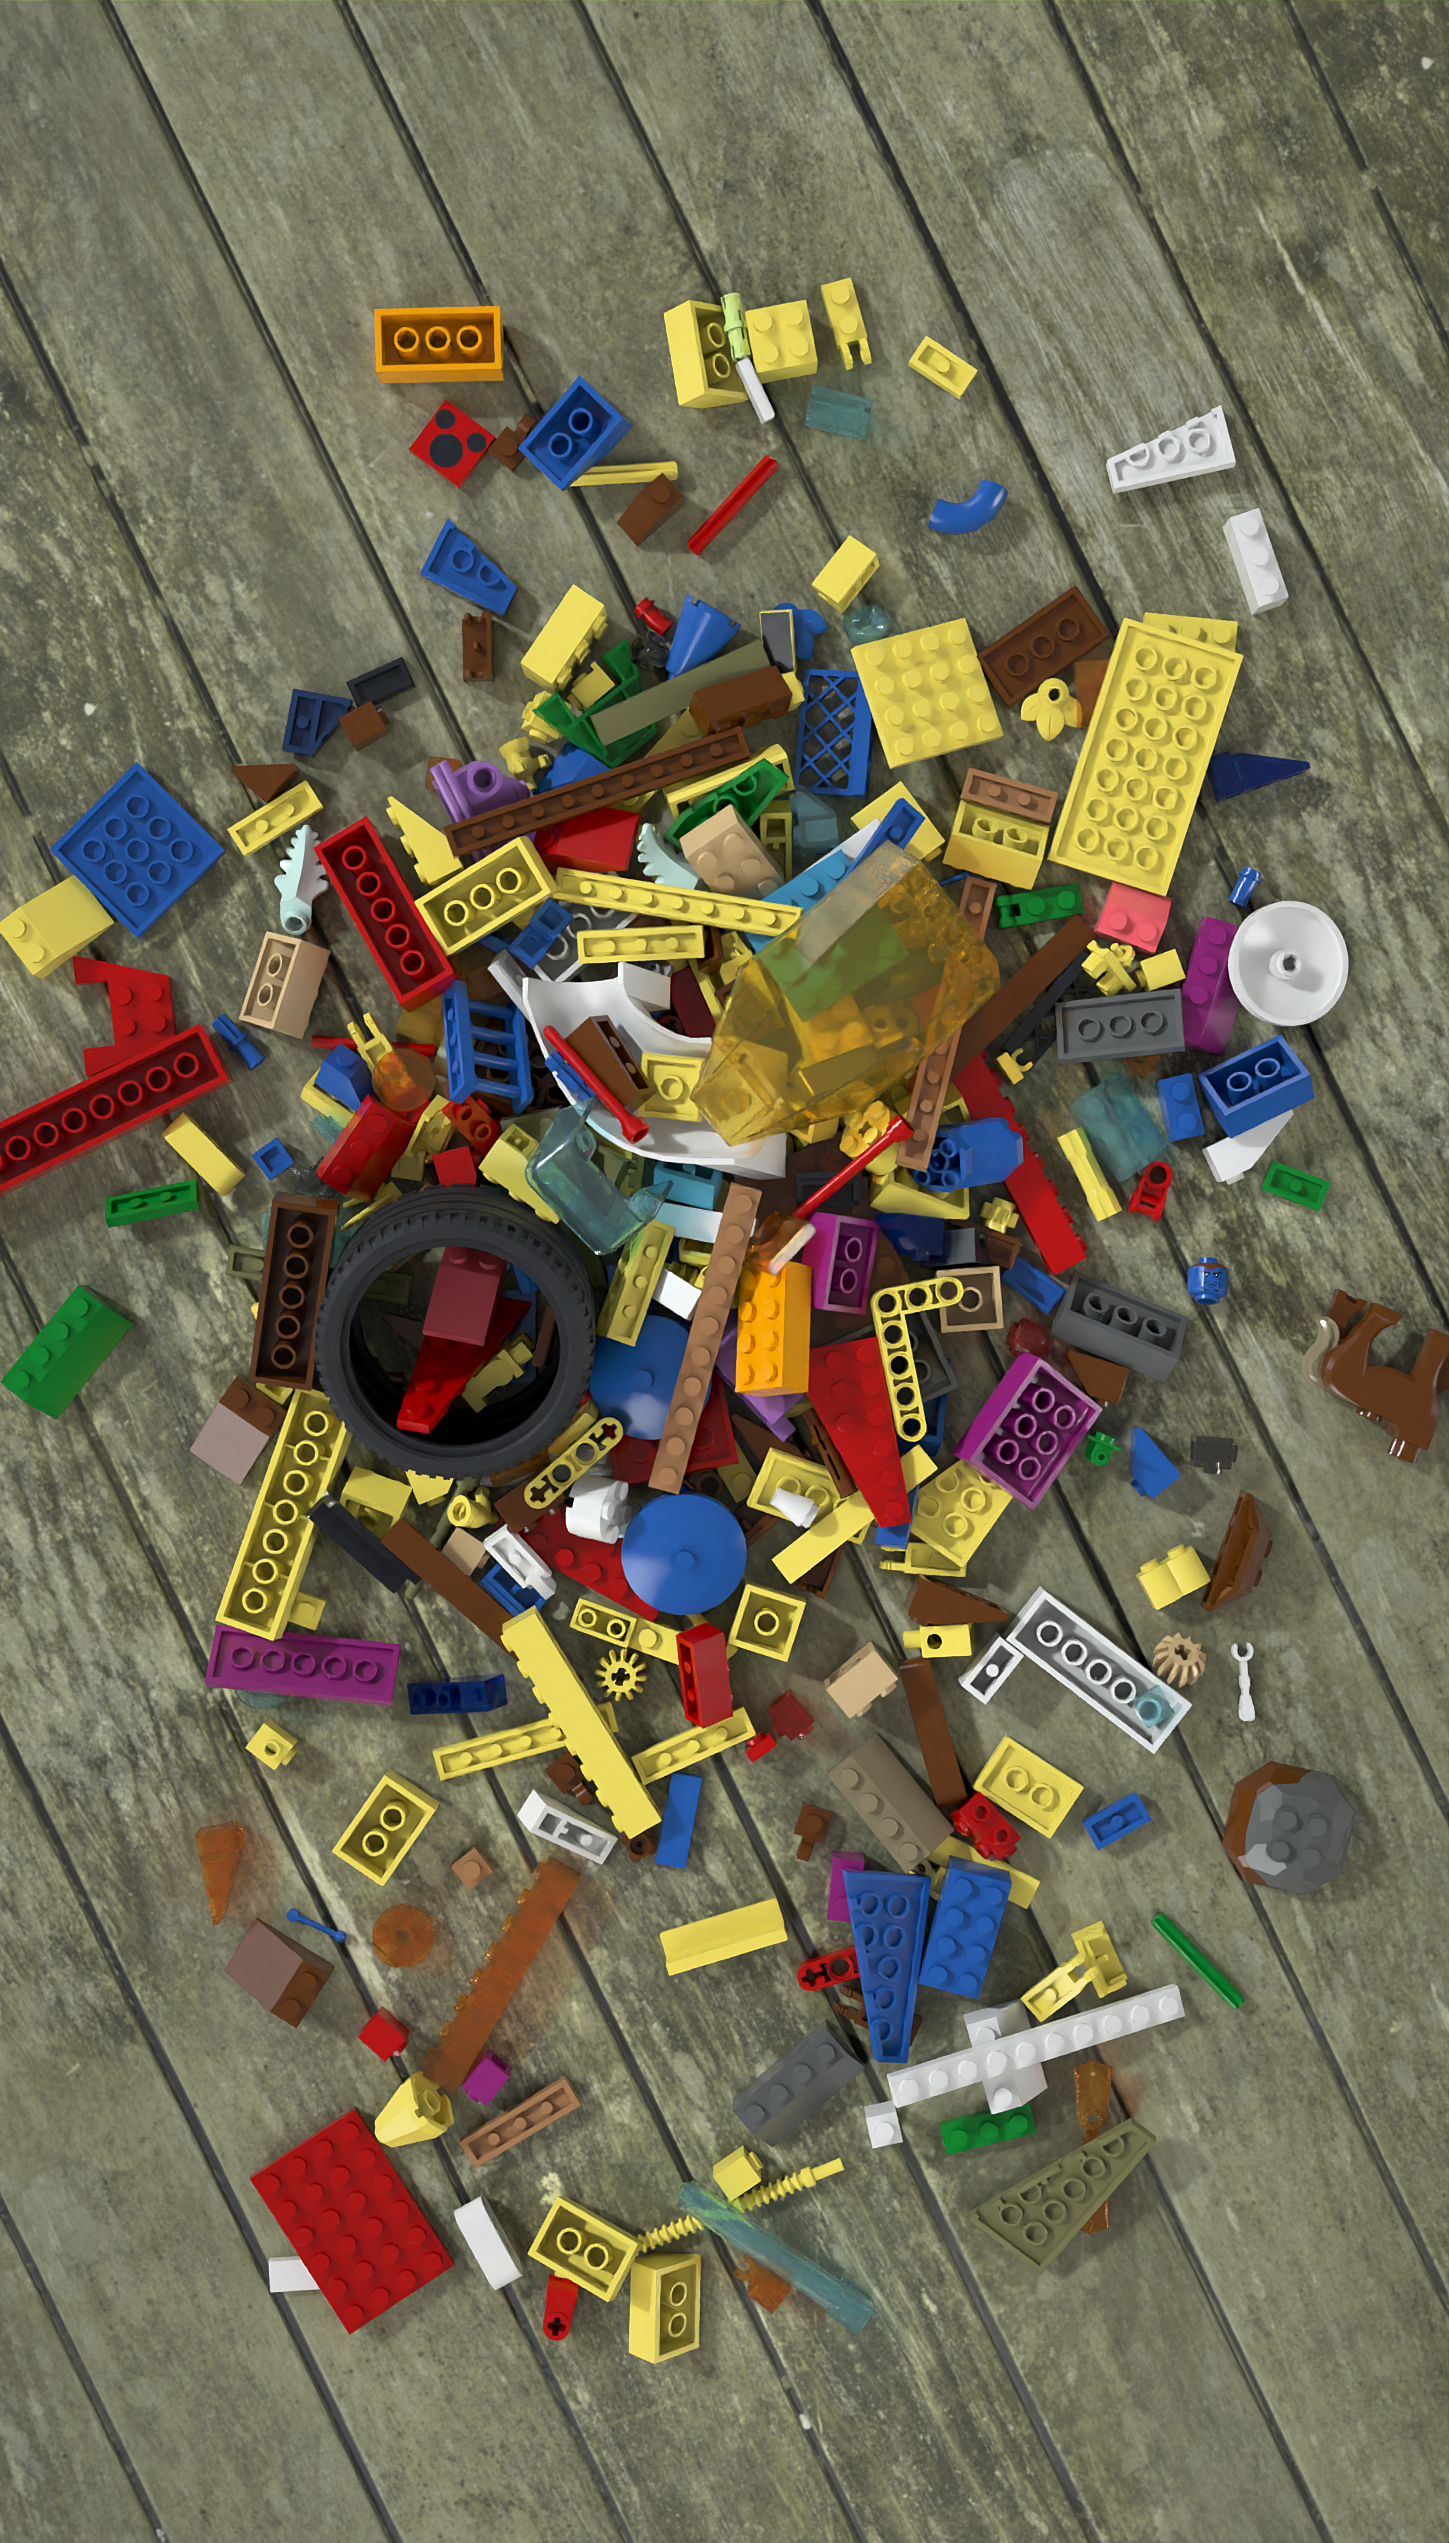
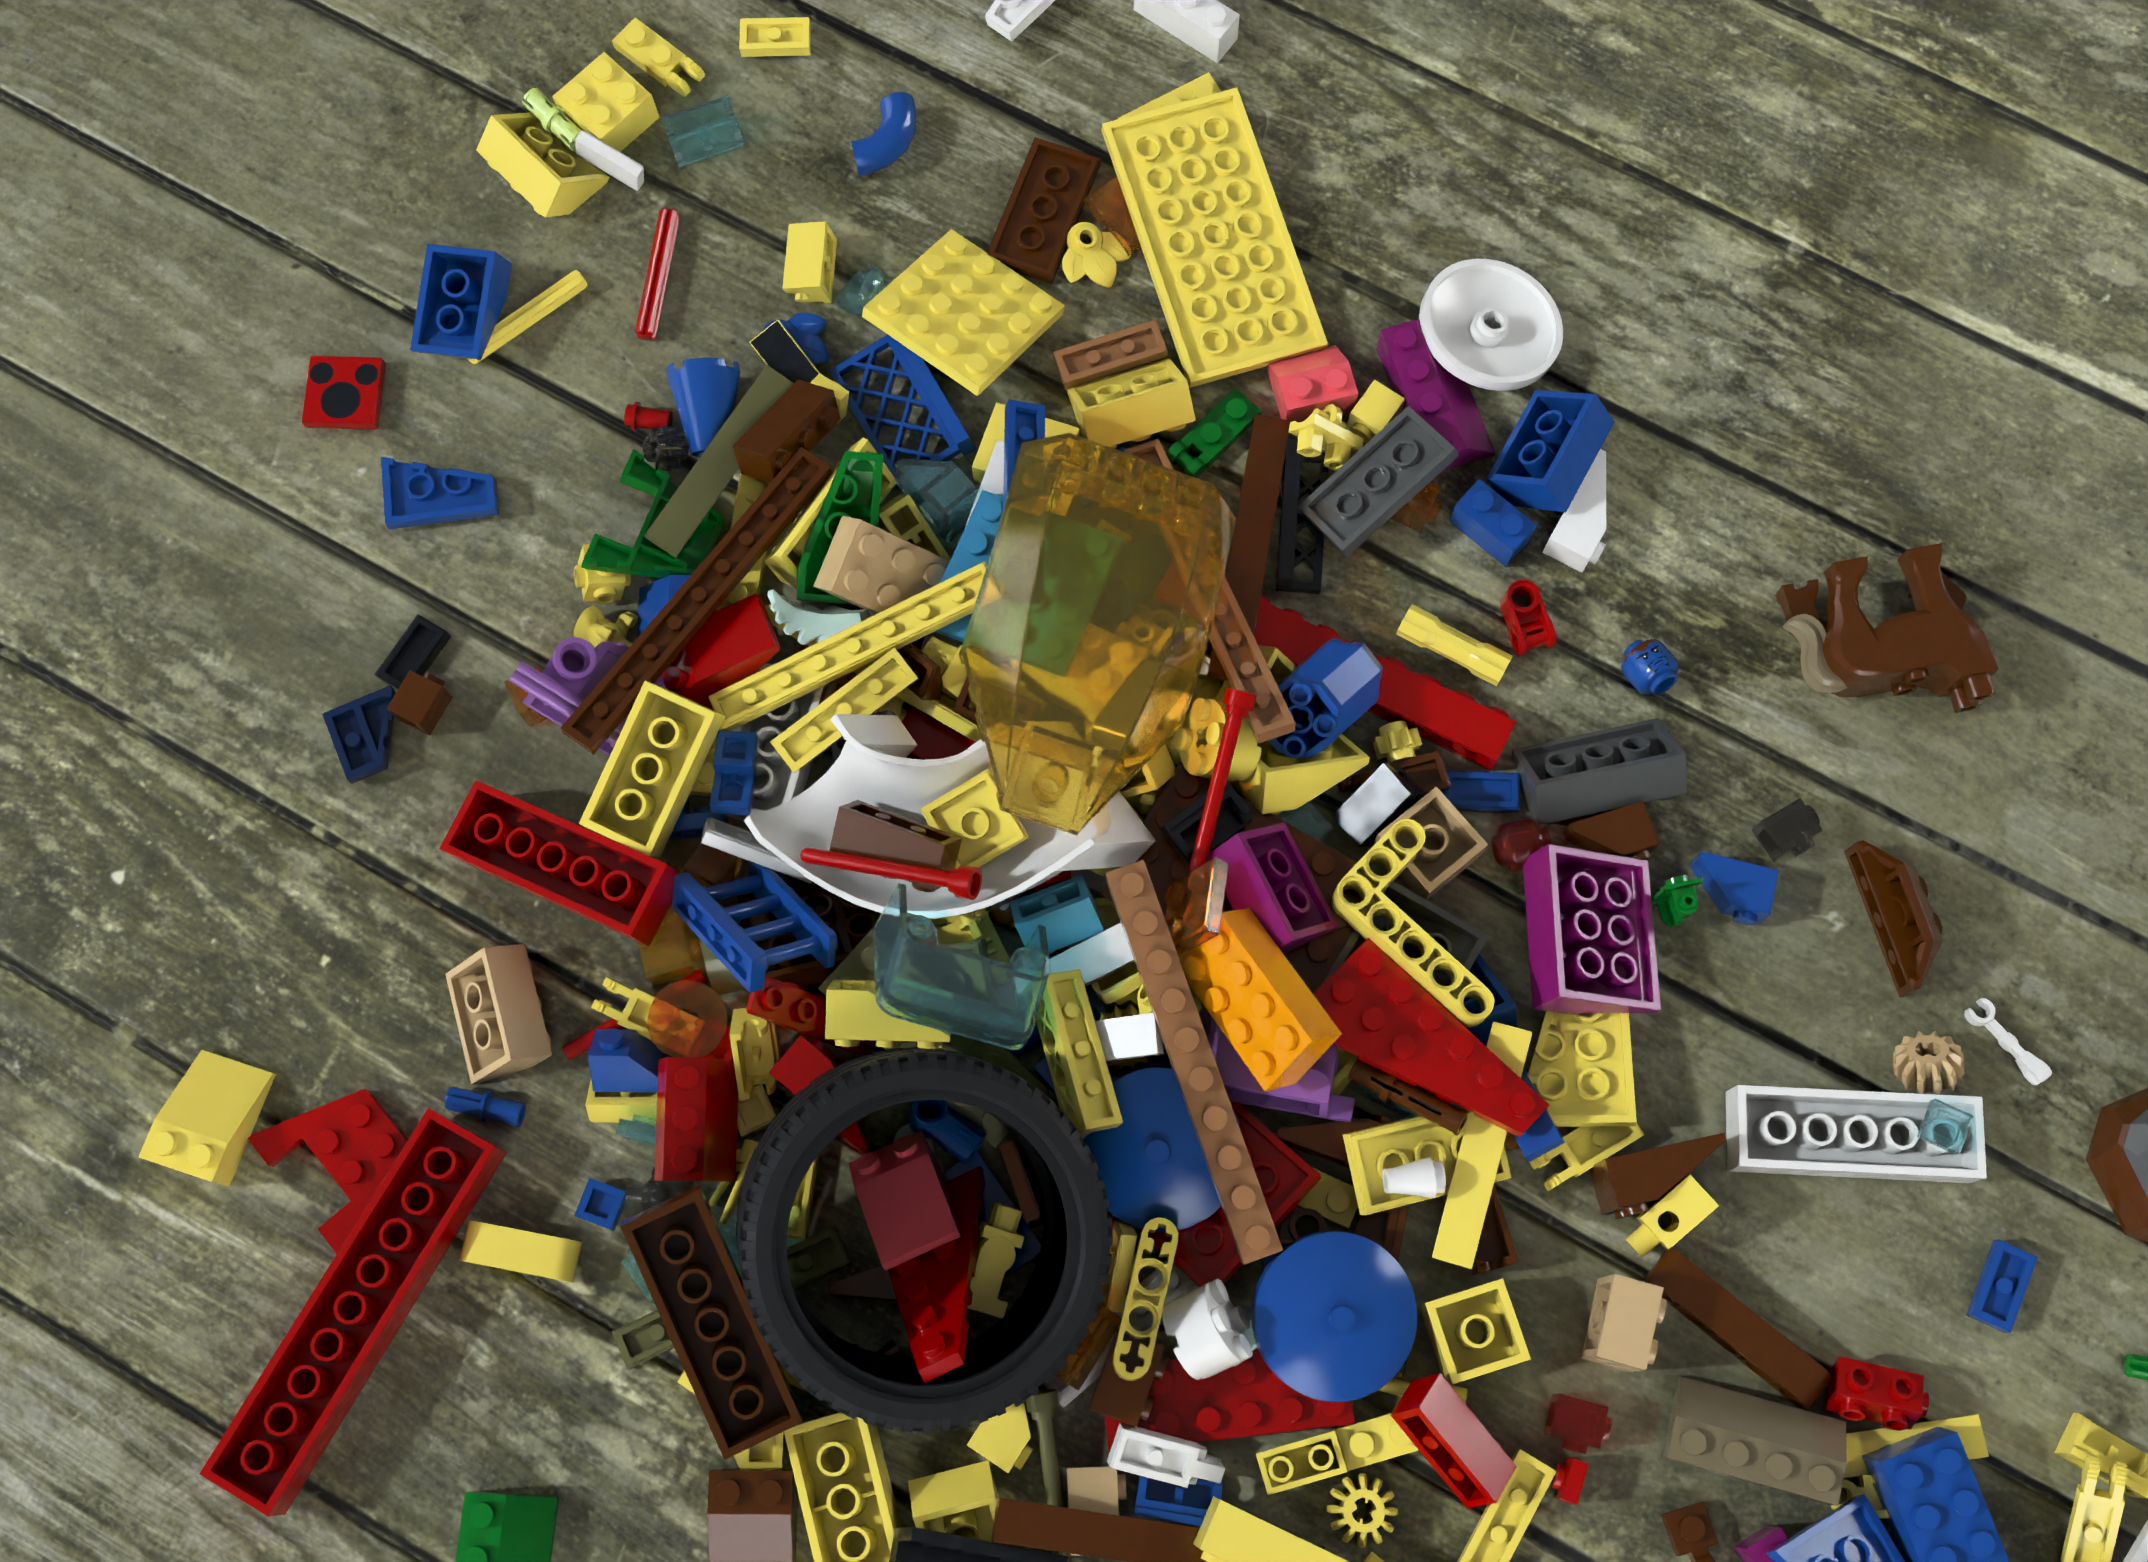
camera: 35 degrees left, 15 degrees down
(137, 850) = (254, 982): blue plate -> none
(152, 1203) = (496, 1345): green plate -> none
(267, 780) = (349, 820): reddish brown slope -> none
(275, 818) = (383, 853): light yellow plate -> none
(301, 882) = (450, 897): light aqua plant -> none
(426, 844) = (553, 767): light yellow slope -> none
(439, 344) = (271, 308): light orange brick -> none
(472, 1513) = (1072, 1442): light yellow piece -> none
(478, 647) = (490, 556): reddish brown hinge -> none
(506, 445) = (399, 360): reddish brown plate -> none
(565, 641) = (572, 486): light yellow brick -> none
(569, 1076) = (859, 884): blue axle -> none
(590, 688) = (629, 516): light yellow brick -> none
(651, 509) = (580, 323): reddish brown slope -> none
(913, 1234) = (1326, 812): clear blue slope -> none
(990, 1667) = (1745, 1211): white brick -> none
(1010, 1068) = (1300, 598): light yellow tile -> none
(1027, 1786) = (1882, 1316): light yellow plate -> none
(1118, 1127) = (1447, 584): clear light blue slope -> none
(1173, 1576) = (1851, 983): light yellow brick -> none
(1244, 887) = (1393, 280): blue pin -> none
(1246, 772) = (1320, 188): clear blue slope -> none
(1295, 1185) = (1659, 522): green plate -> none

